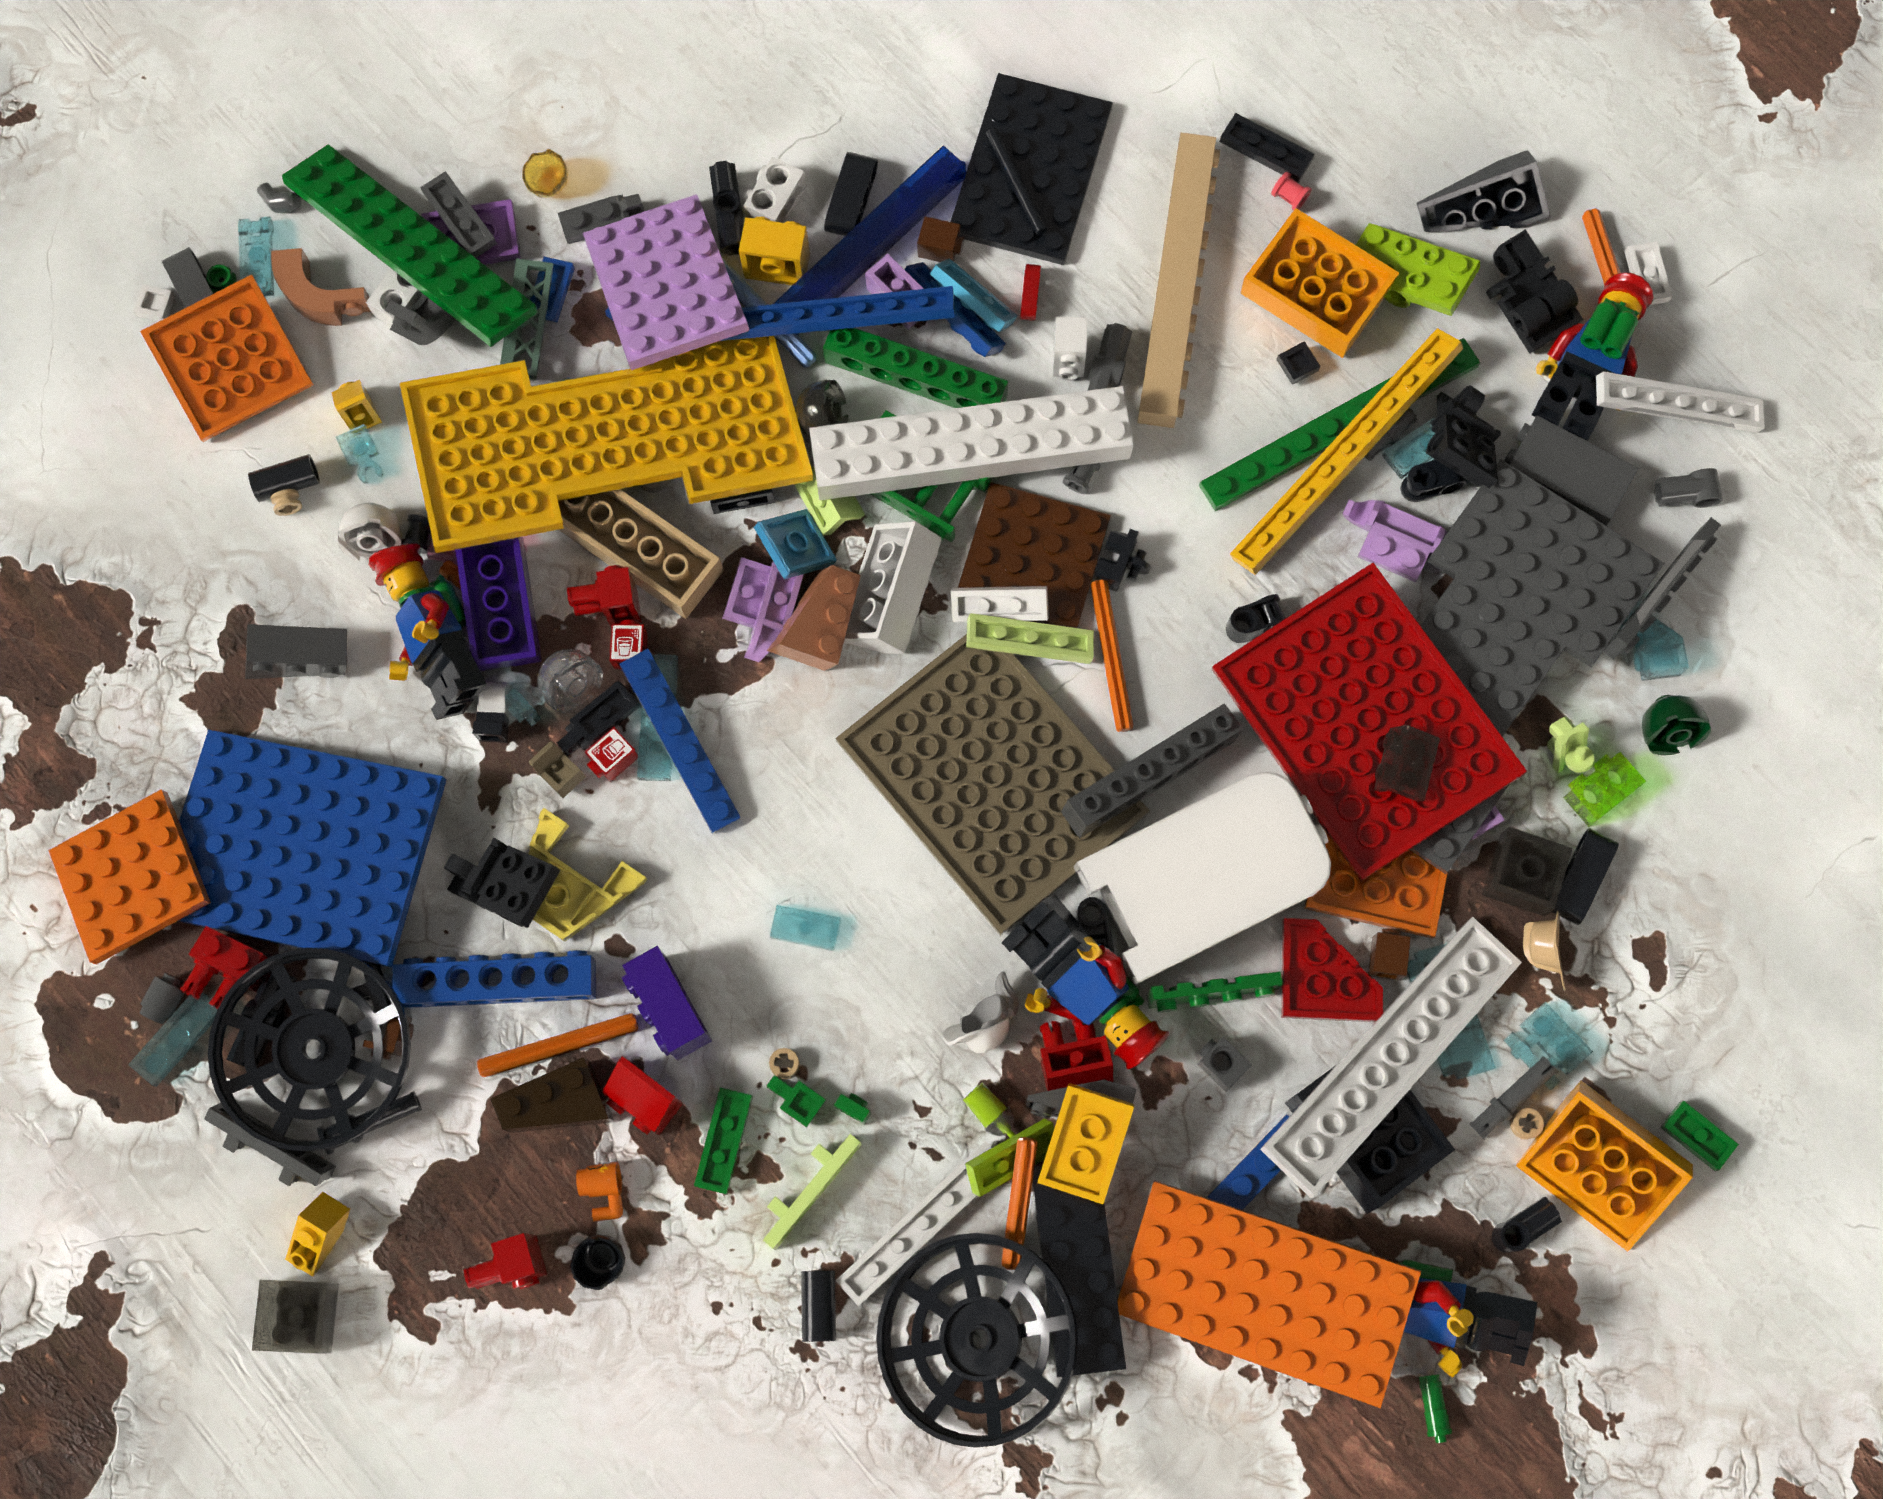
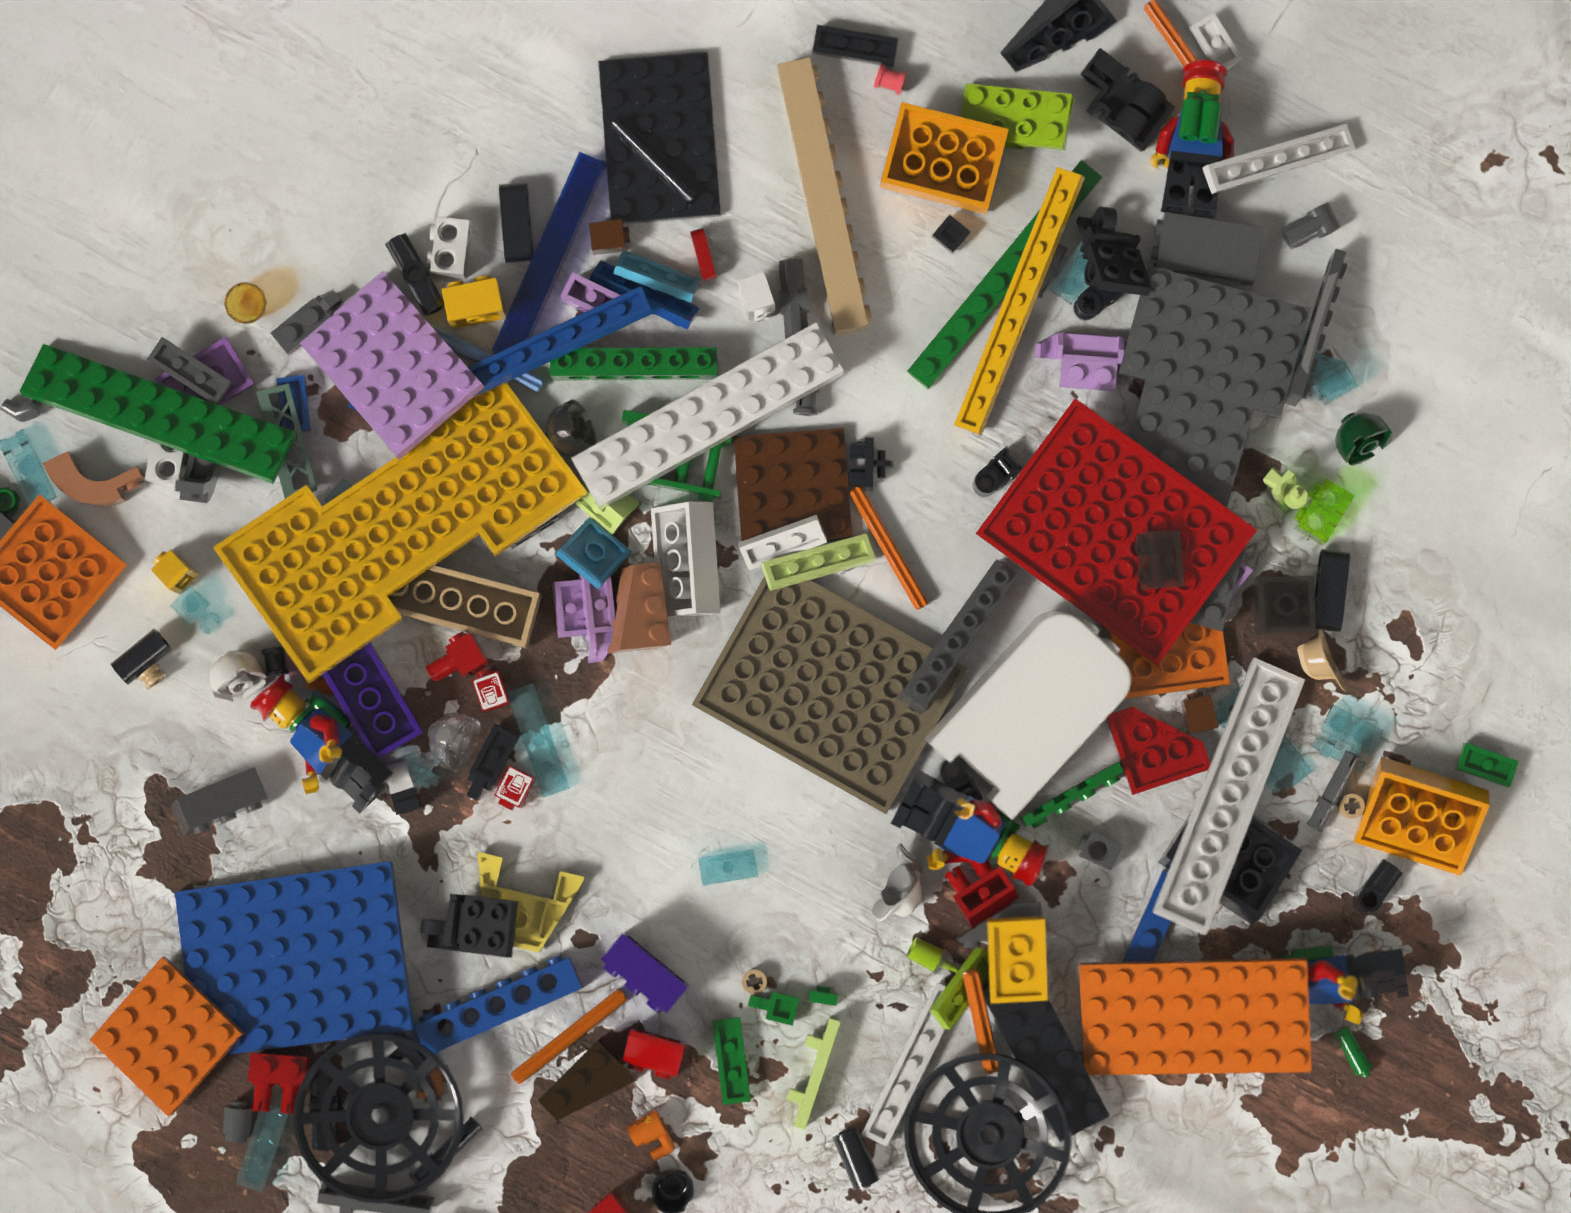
camera: 20 degrees left, 10 degrees up
(557, 769) = (476, 816): dark tan bracket -> none
(680, 741) = (566, 755): blue plate -> none

